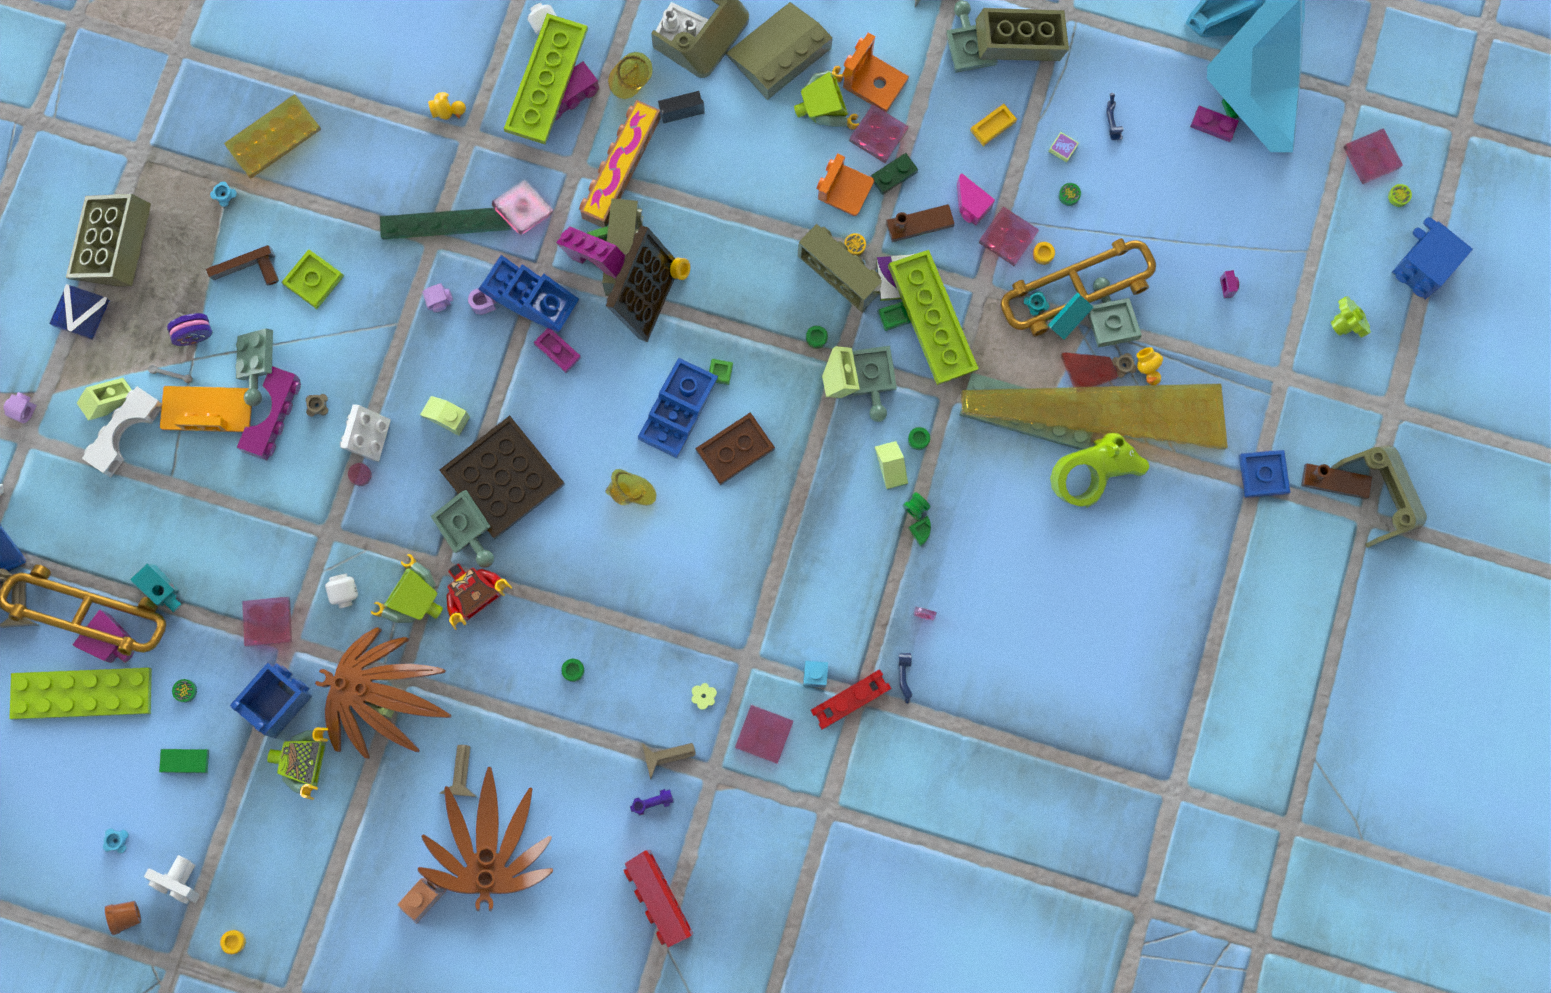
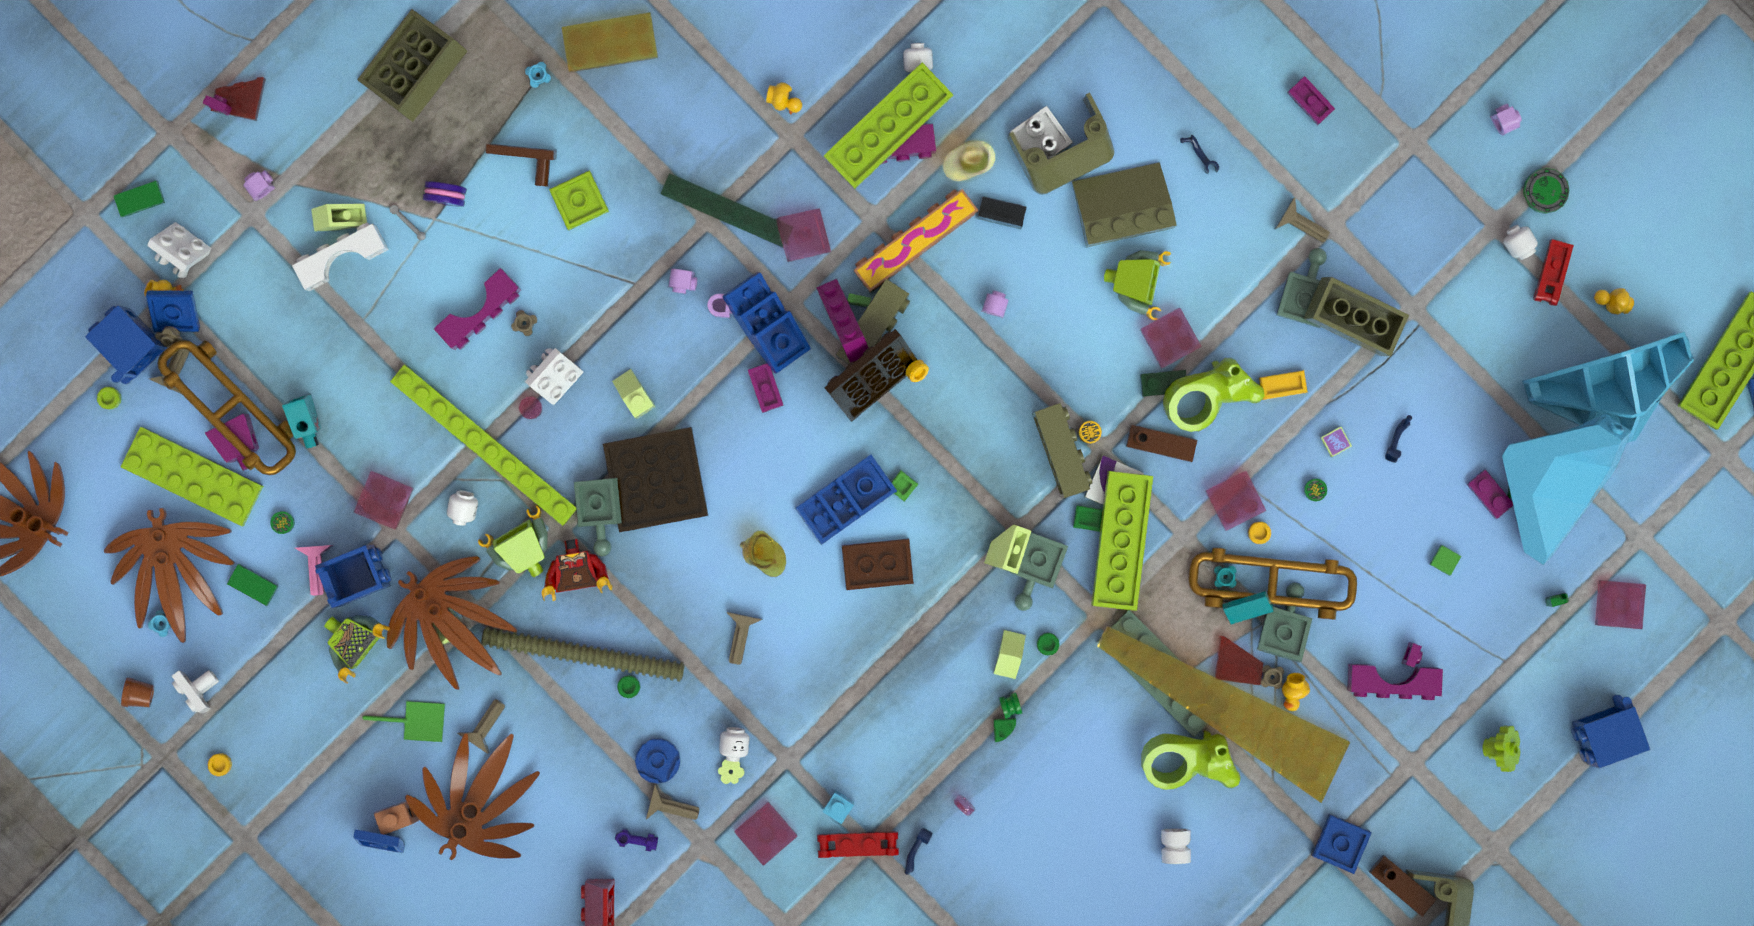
camera: 30 degrees right, 10 degrees up
(79, 311) = (354, 120): clear blue tile -> none
(82, 769) = (162, 550): none -> dark orange plant
(204, 409) = (424, 274): light orange bracket -> none
(238, 722) = (314, 558): none -> bright pink piece
(254, 360) = (488, 253): sand green plate -> none
(334, 527) = (483, 445): none -> lime plate
(401, 801) = (422, 721): none -> bright green piece
(415, 929) = (379, 841): none -> blue tile
(516, 662) = (582, 654): none -> olive piece
(633, 721) = (657, 760): none -> blue tile
(648, 572) = (740, 636): none -> dark tan piece
(693, 668) = (734, 744): none -> white head
(716, 180) = (995, 304): none -> lavender plate
(816, 337) = (1007, 500): green tile -> none
(844, 186) = (1110, 373): orange bracket -> none
(864, 69) = (1186, 272): orange bracket -> none
(941, 148) = (1221, 385): none -> lime animal
(972, 200) = (1220, 449): dark pink slope -> none
(1127, 550) = (1175, 843): none -> white wheel
(1204, 323) = (1423, 682): none -> magenta arch
(1209, 195) = (1445, 560): none -> bright green tile
(1319, 178) = (1557, 600): none -> green tile
(1399, 195) = (1622, 655): lime tile -> none

